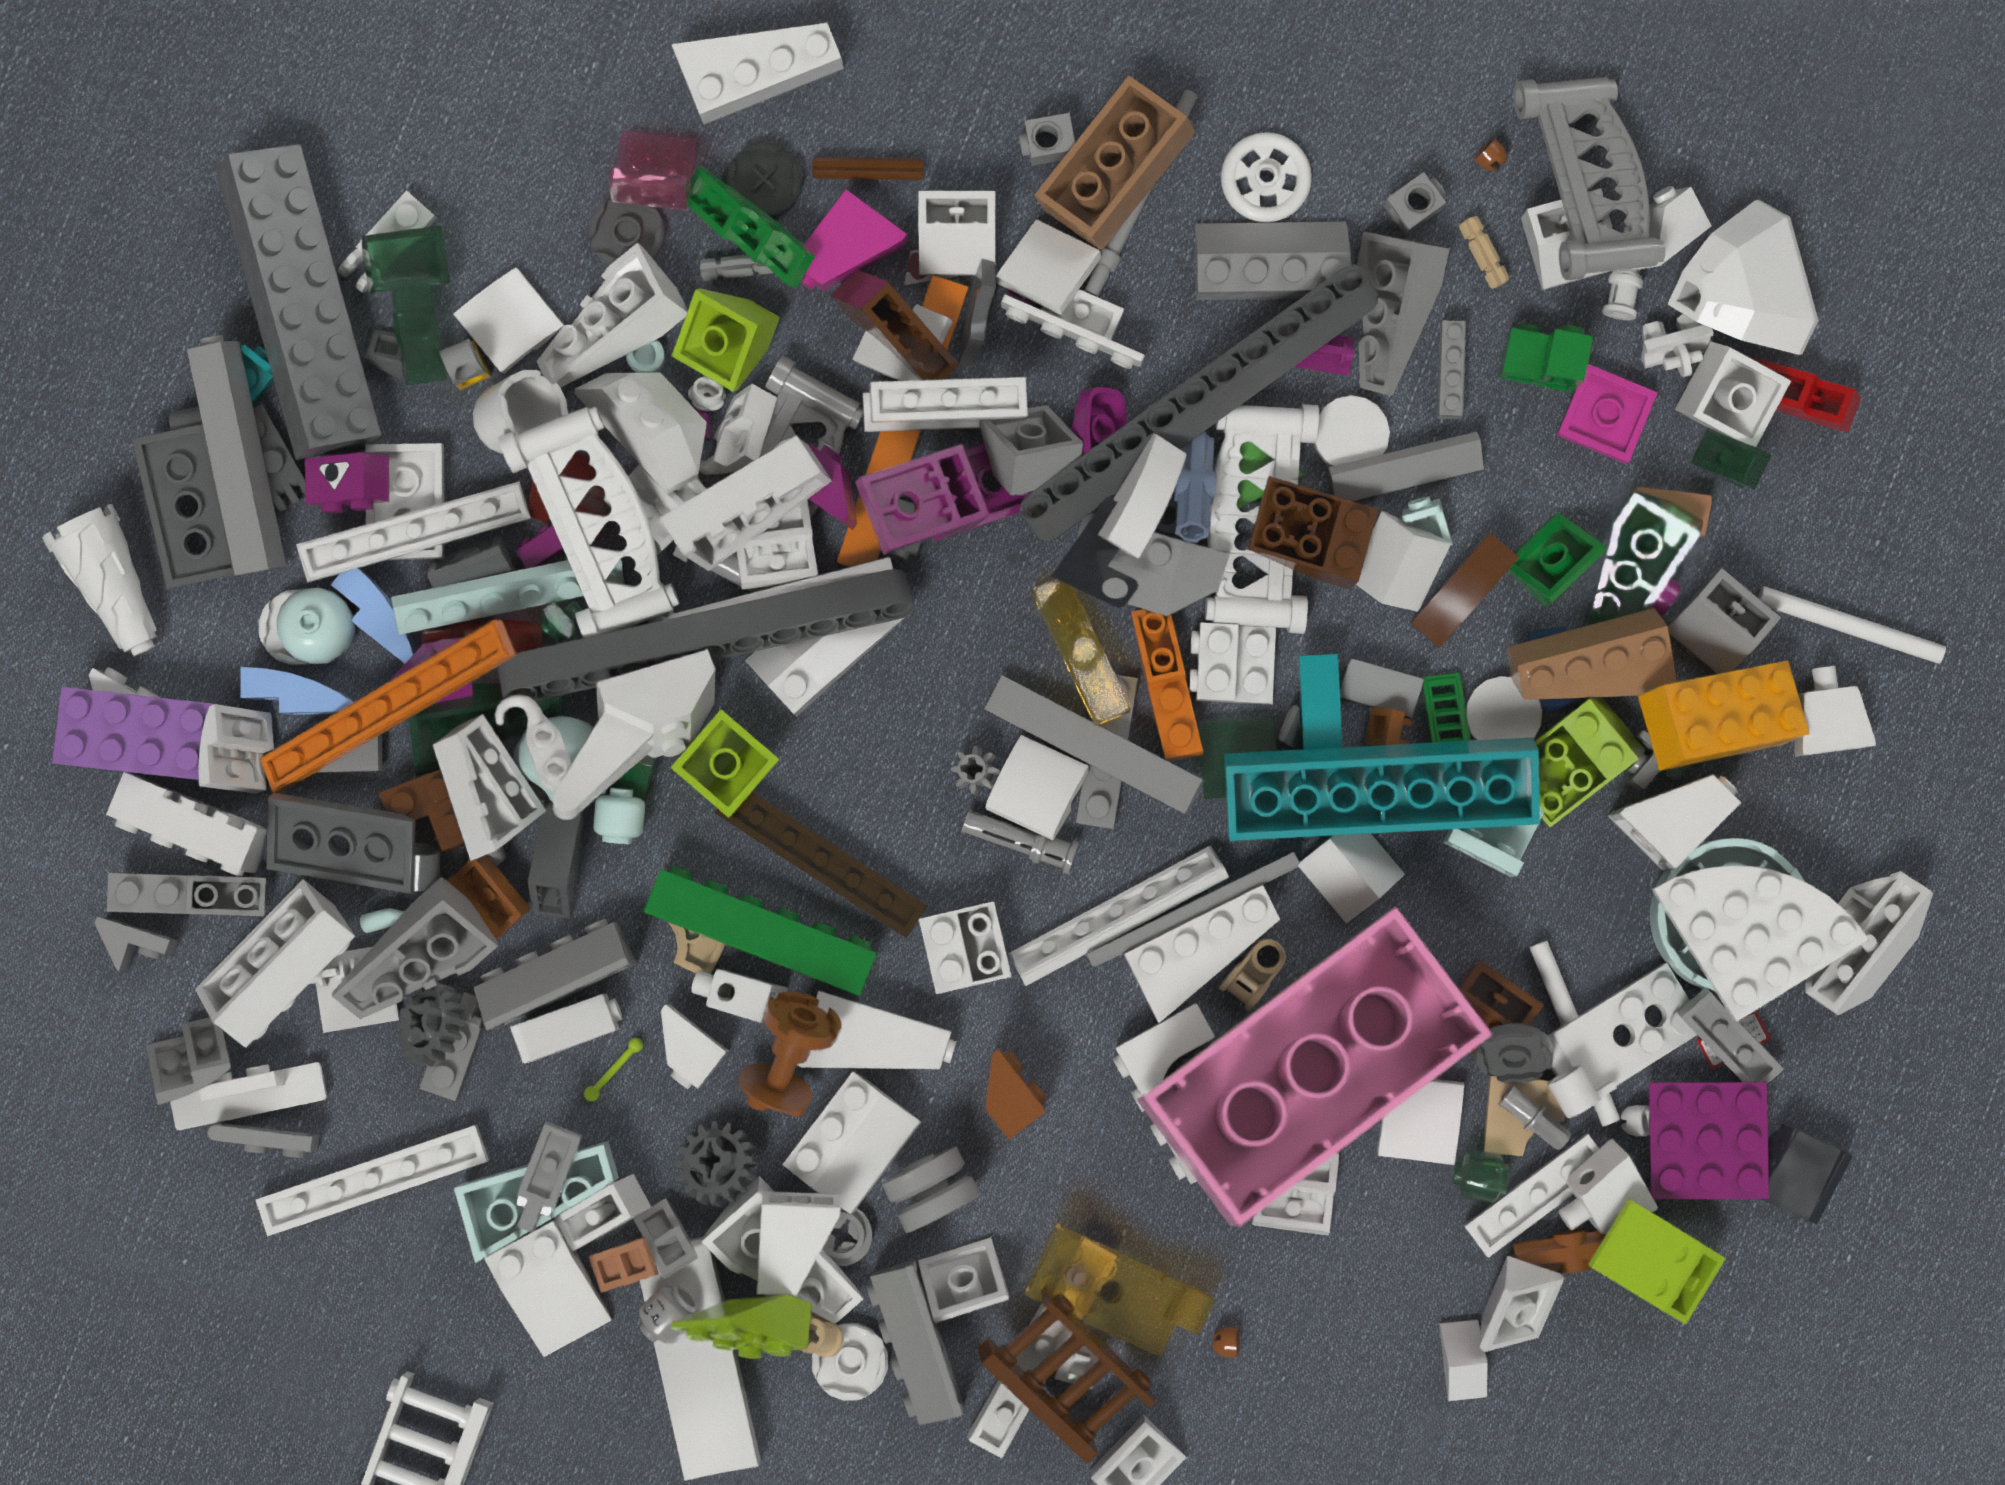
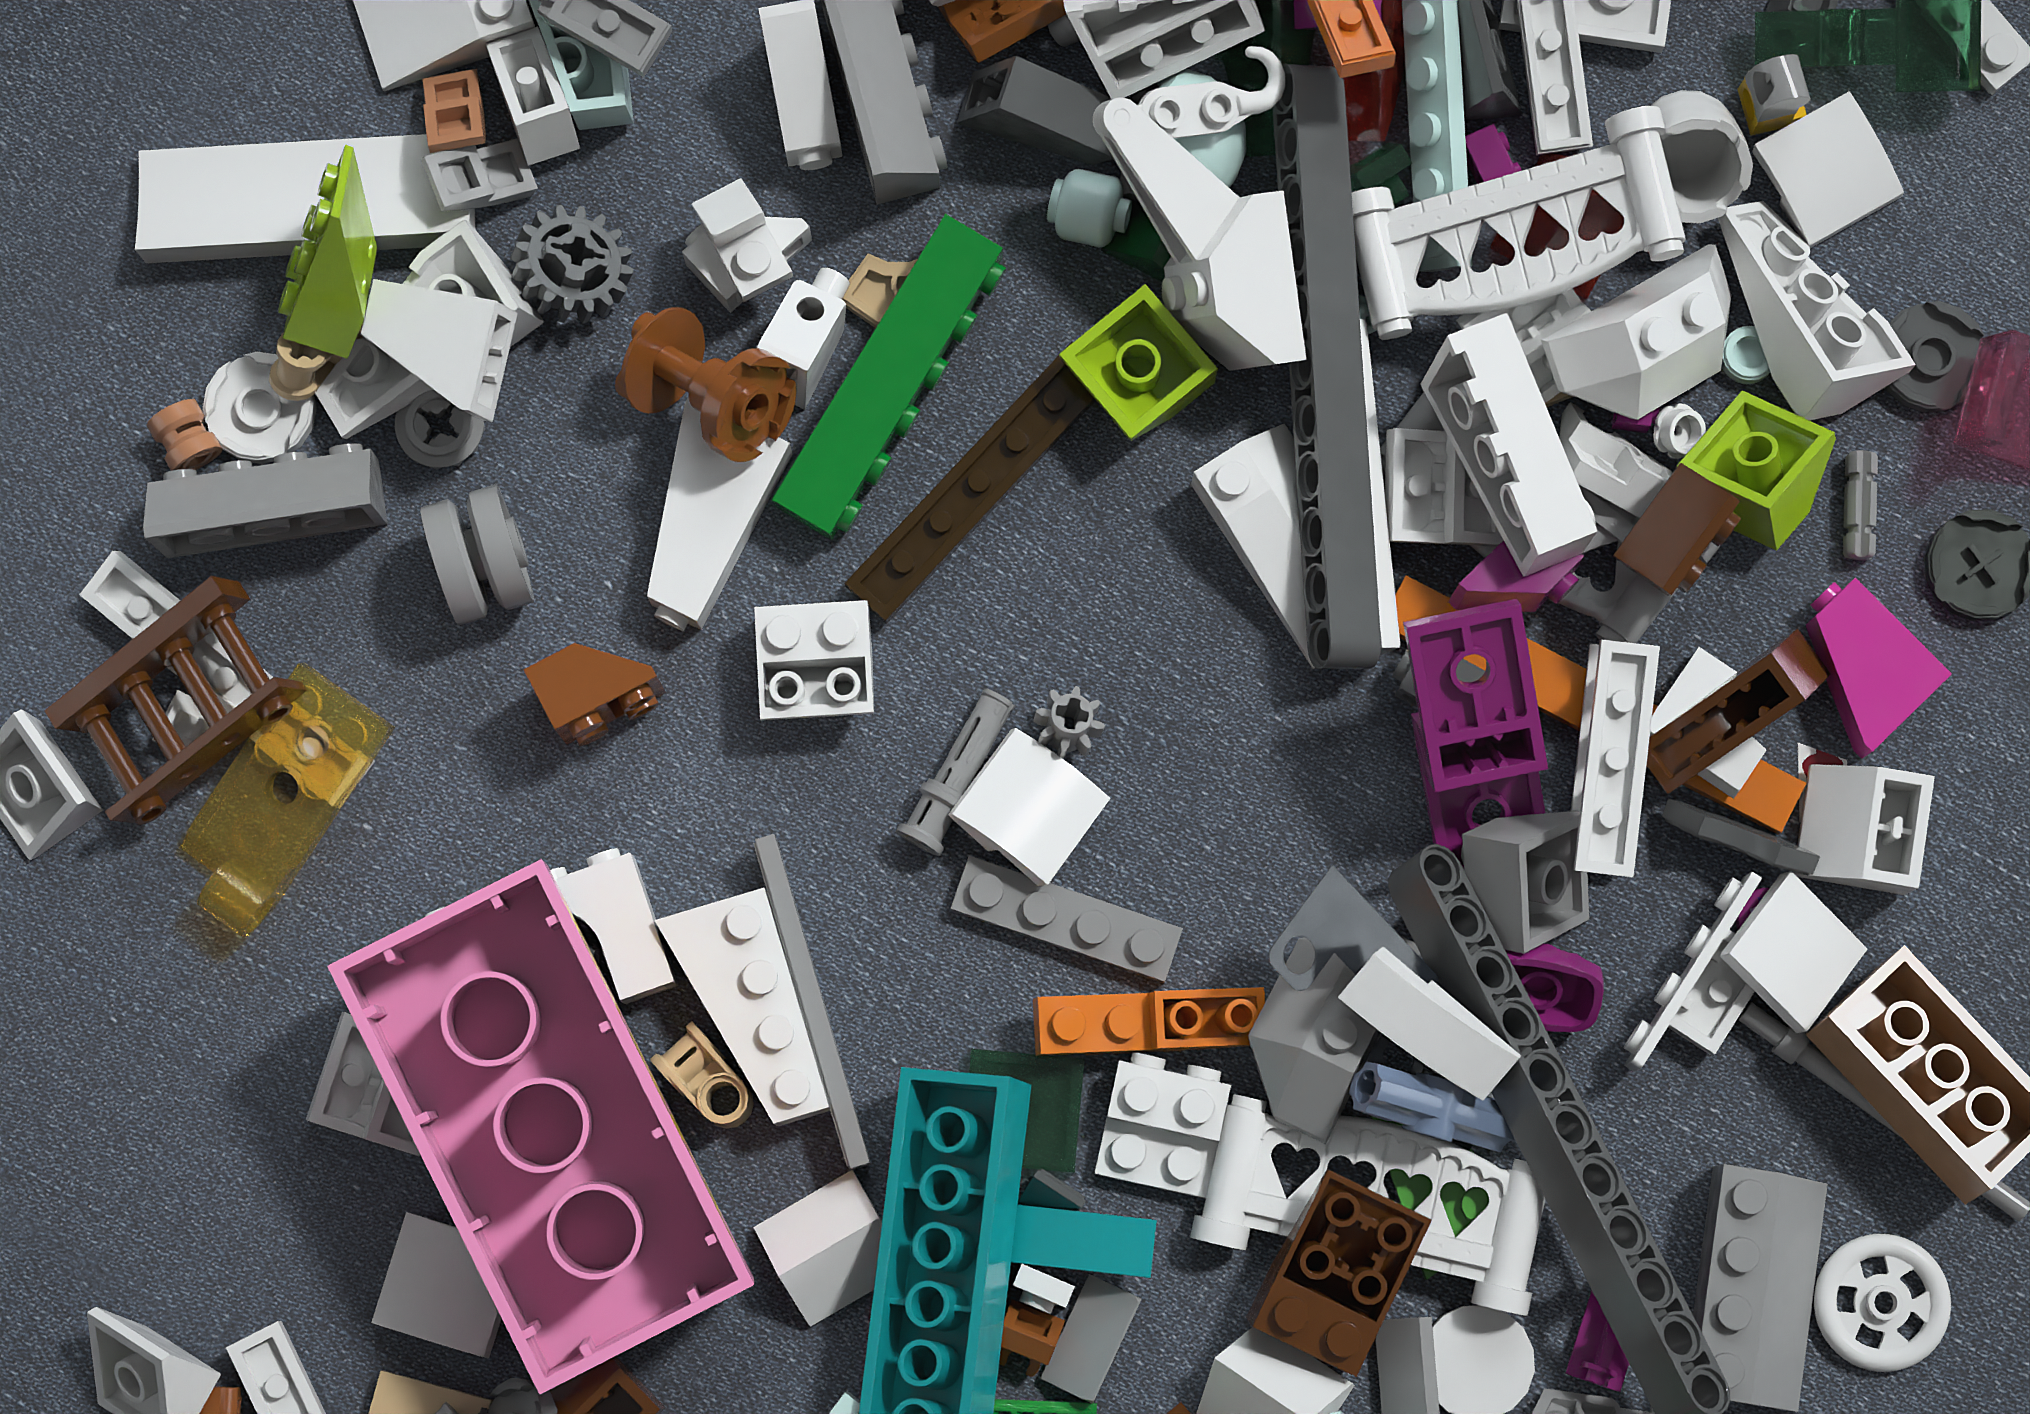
camera: 95 degrees right, 5 degrees down
(593, 1092) = (706, 115): lime hinge -> none
(663, 1308) = (379, 155): light grey head -> none
(683, 1048) = (742, 239): none -> white slope
(748, 227) = (1915, 527): green slope -> none
(784, 383) = (1677, 530): none -> reddish brown slope
(852, 1142) = (566, 457): white slope -> none
(868, 168) = (1978, 717): reddish brown axle -> none
(887, 1401) = (184, 436): none -> nougat wheel
(963, 1280) = (340, 583): white slope -> none
(1058, 125) = (2004, 1005): light grey brick -> none
(1081, 651) = (1213, 904): clear yellow tile -> none
(1094, 745) = (1076, 899): light grey tile -> none
(1118, 915) = (823, 894): white tile -> none
(1227, 1342) = (180, 947): dark orange hinge -> none
(1355, 724) = (1041, 1289): none -> white plate
(1463, 1360) = (82, 1283): white slope -> none
(1481, 1176) = (346, 1359): clear green head -> none

